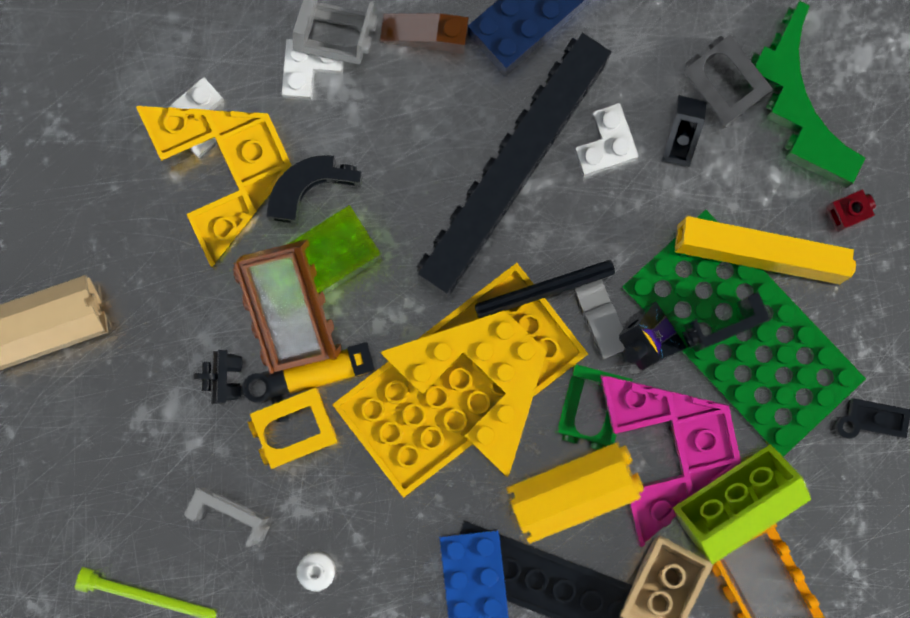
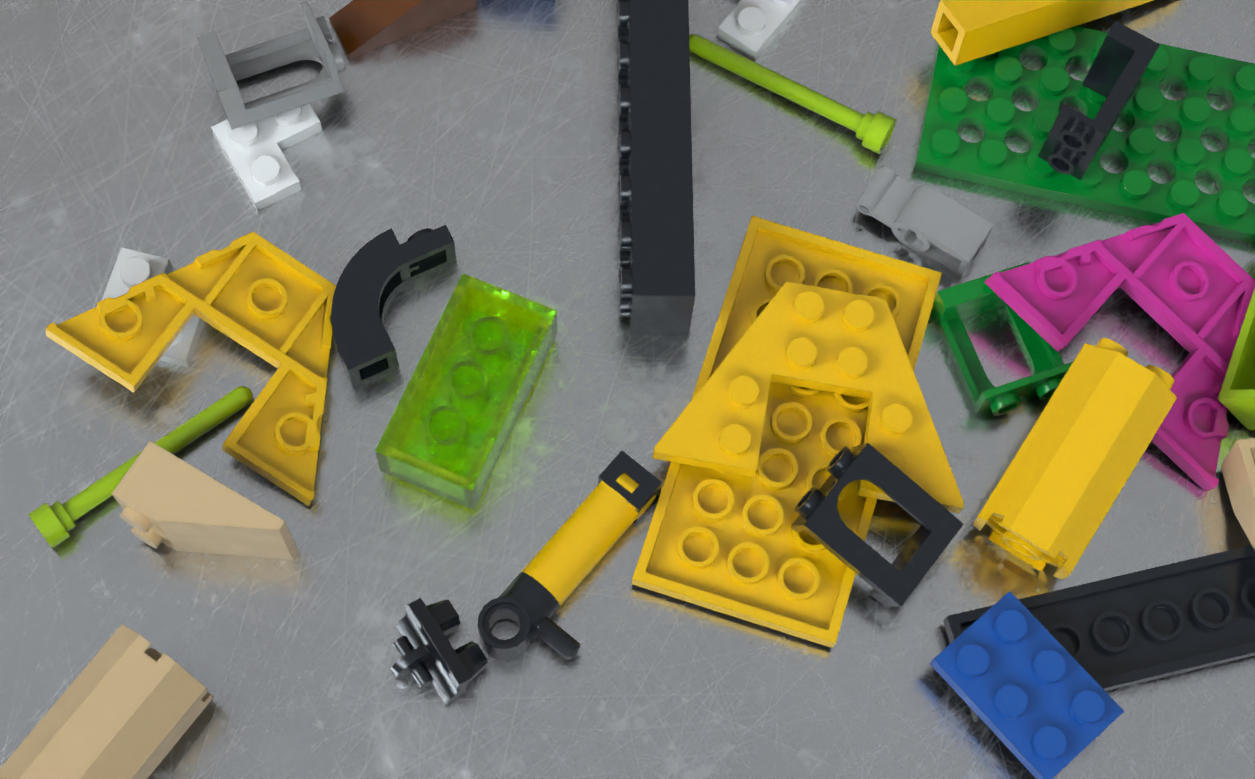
camera: 35 degrees left, 15 degrees down
(92, 198) = (58, 519): none -> lime piece
(147, 231) = (196, 513): none -> tan slope
(263, 417) = (603, 709): yellow panel -> none
(285, 307) = (470, 469): window -> none
(469, 426) = (820, 519): none -> black panel
(545, 289) = (818, 222): black axle -> none
(611, 251) = (870, 128): none -> lime piece
(650, 338) = (1009, 193): black torso -> none

